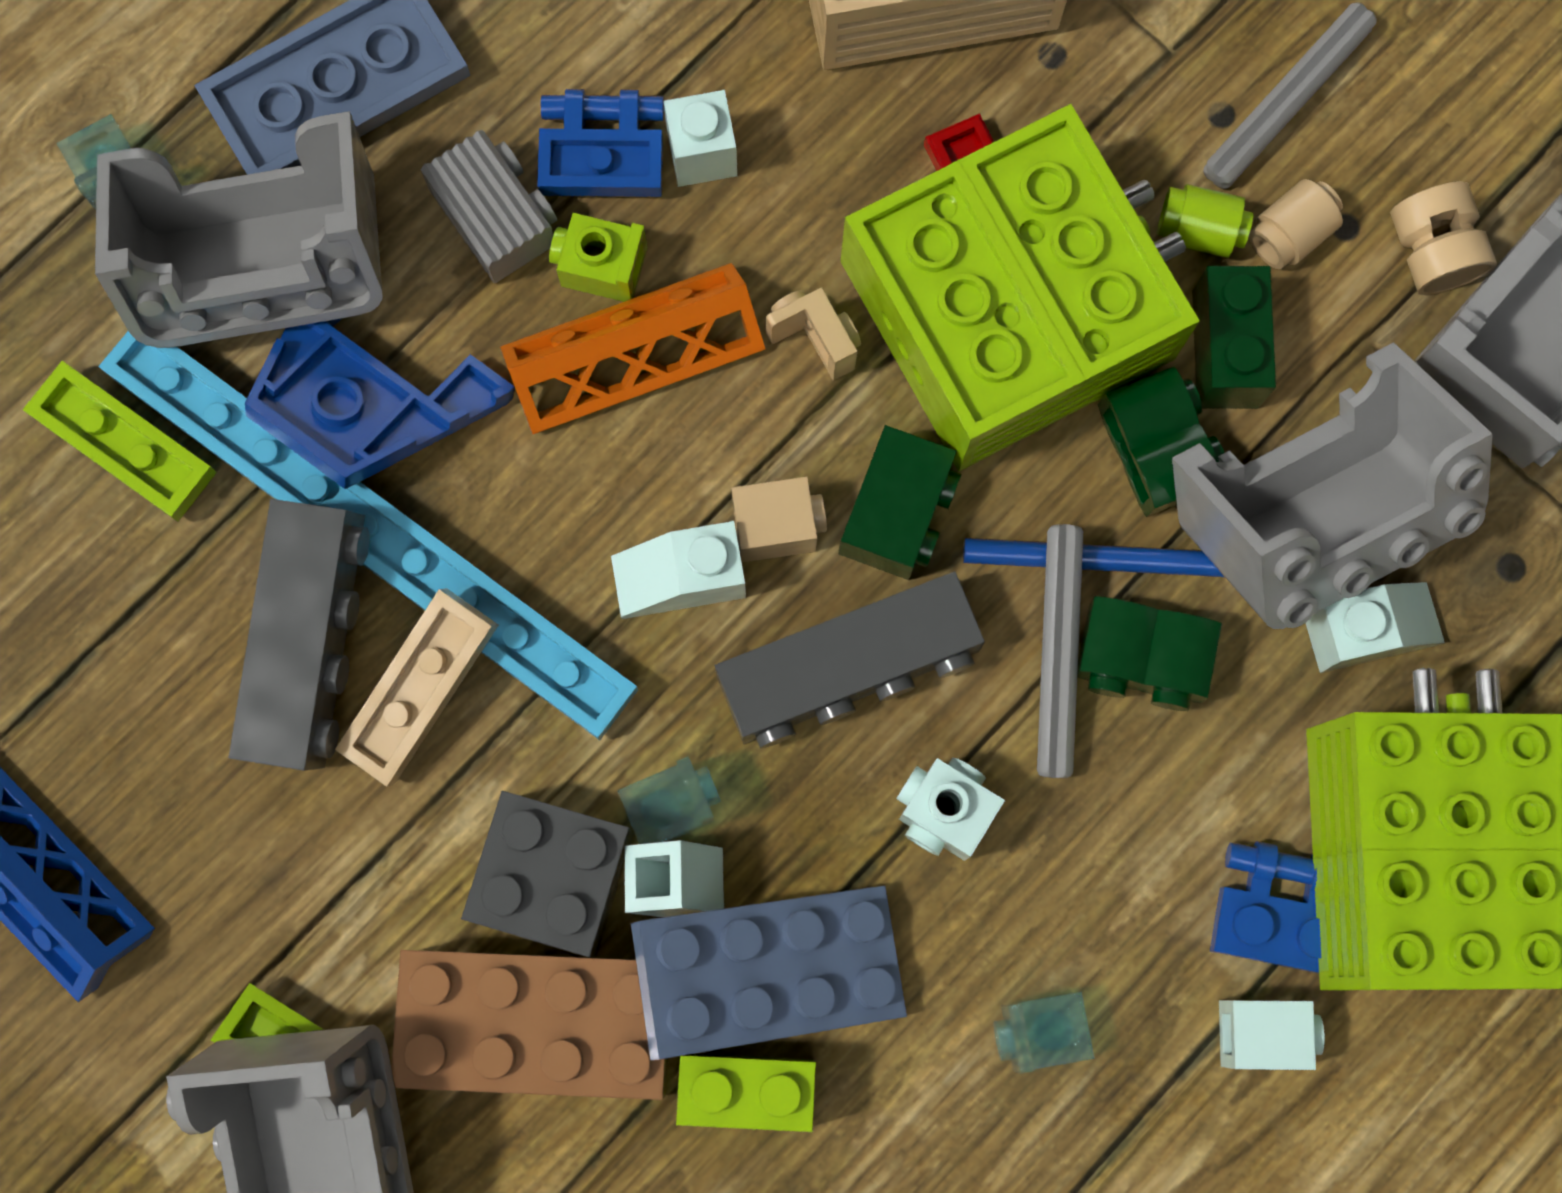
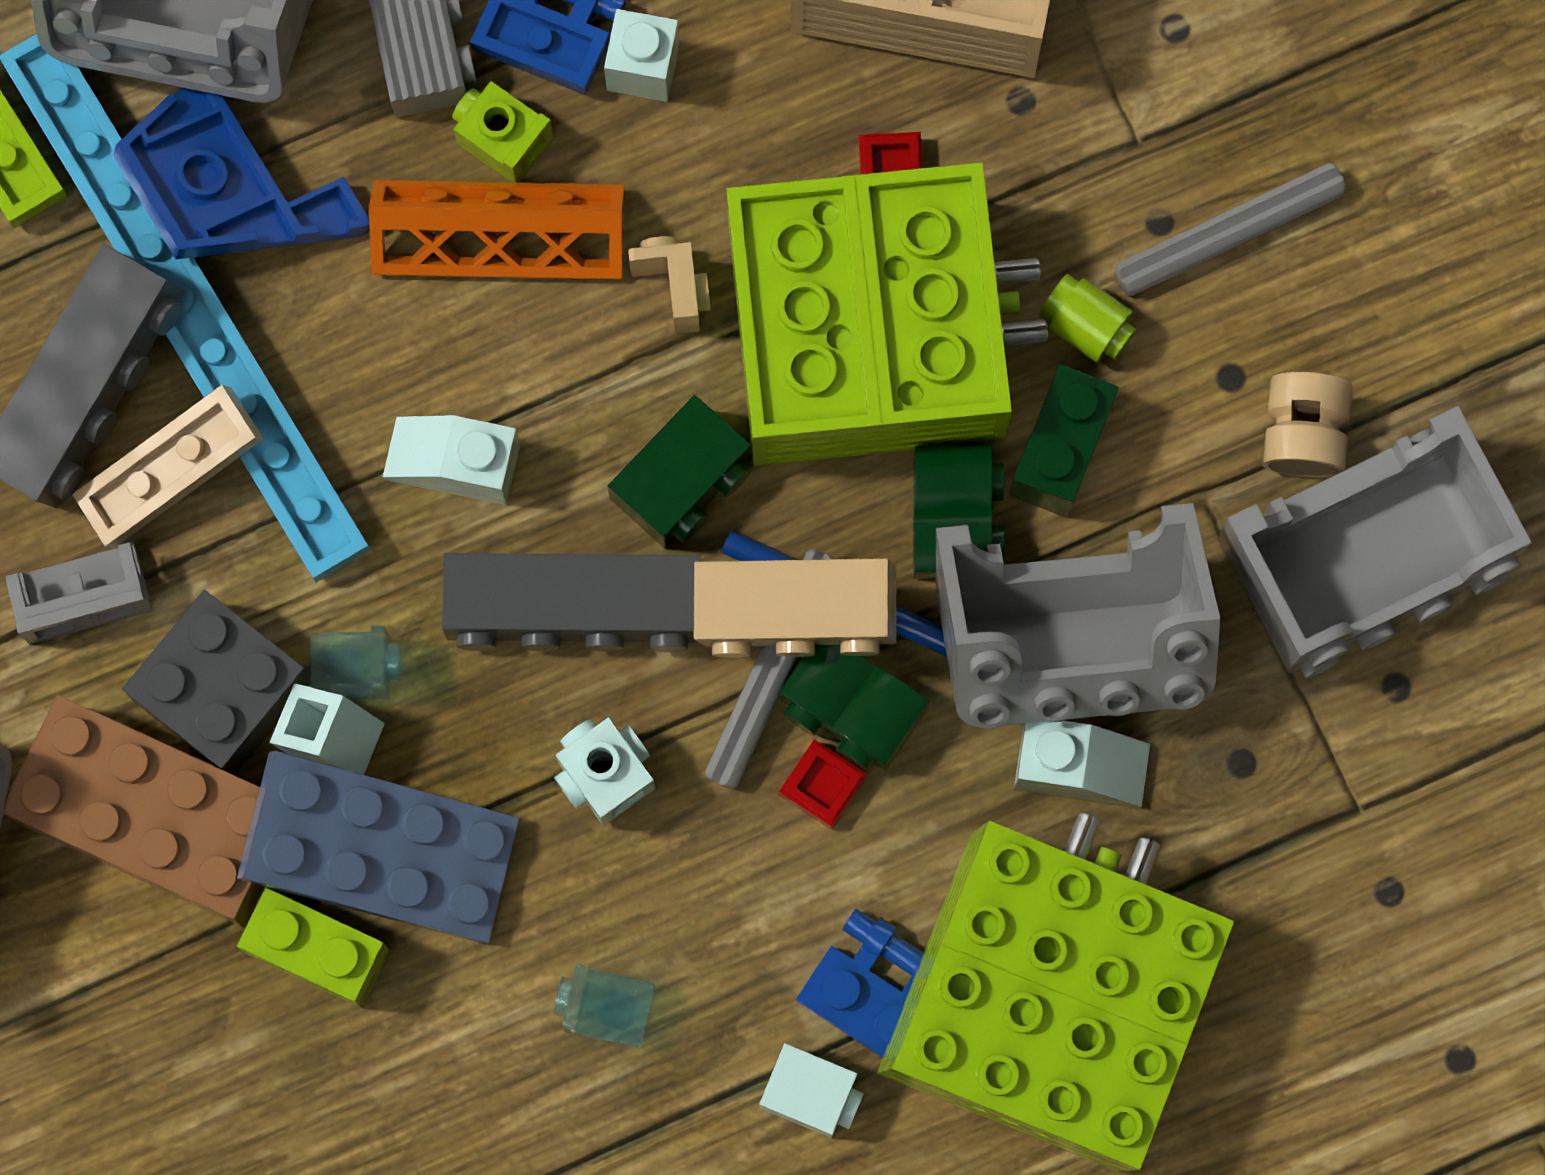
camera: 25 degrees right, 0 degrees up
(378, 841) = (78, 594): none -> light grey hinge
(777, 519) = (561, 443): tan brick -> none
(1070, 582) = (795, 606): none -> tan brick
(1149, 739) = (822, 784): none -> red tile
(1296, 223) = (1176, 356): tan brick -> none

